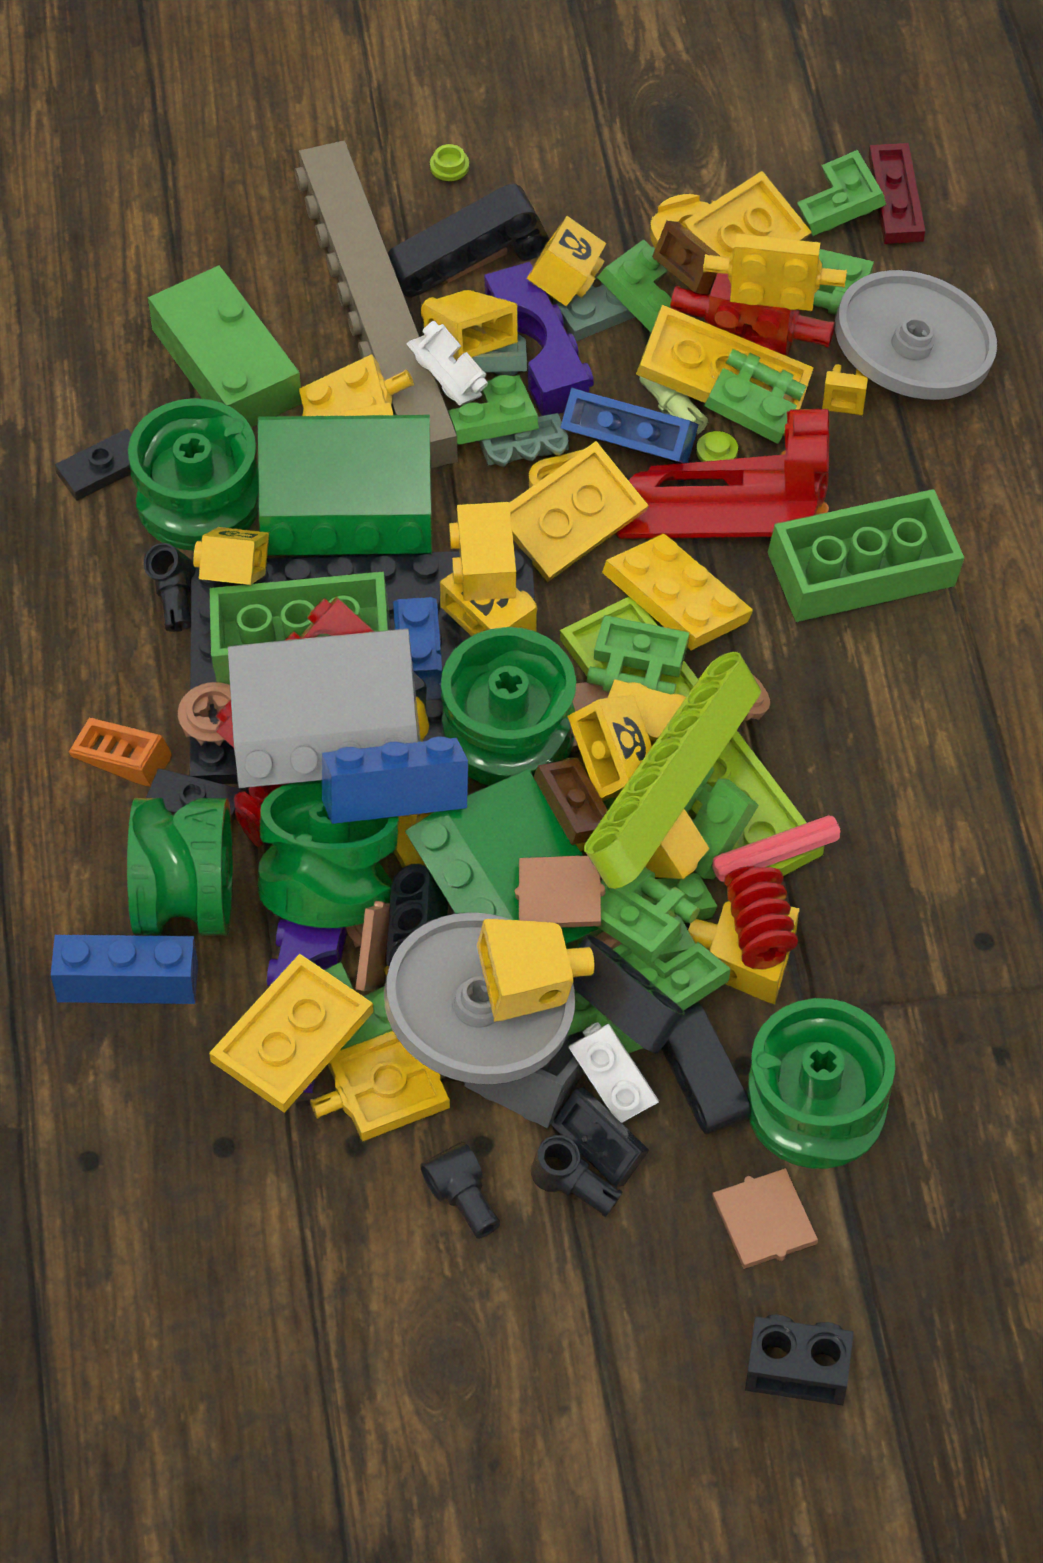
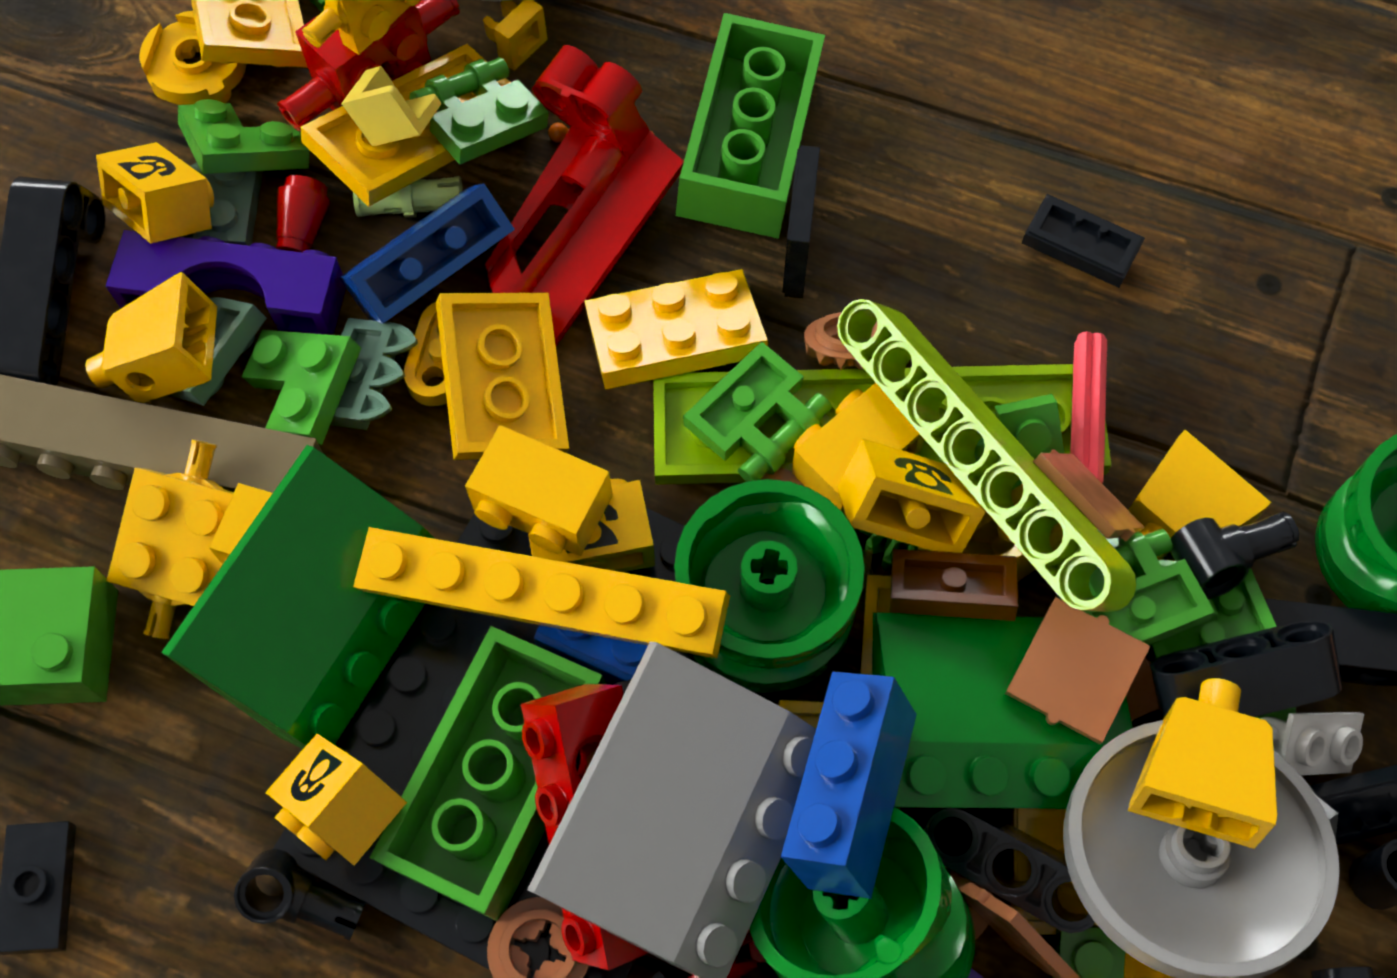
camera: 60 degrees left, 10 degrees up
(194, 471) = (150, 777): green piece -> none
(417, 580) = (543, 591): none -> yellow plate
(459, 379) = (184, 394): white hinge -> none
(614, 349) = (300, 212): none -> red cone
(684, 256) = (252, 68): reddish brown plate -> none
(691, 850) = (1089, 495): none -> nougat piece
(704, 338) = (382, 110): none -> light yellow panel
(704, 947) = (1225, 554): none -> black pin
(716, 446) = (508, 187): lime plate -> none
(760, 915) = (1205, 468): red piece -> none
(801, 616) = (800, 221): none -> black tile
(926, 801) = (1083, 240): none -> black plate

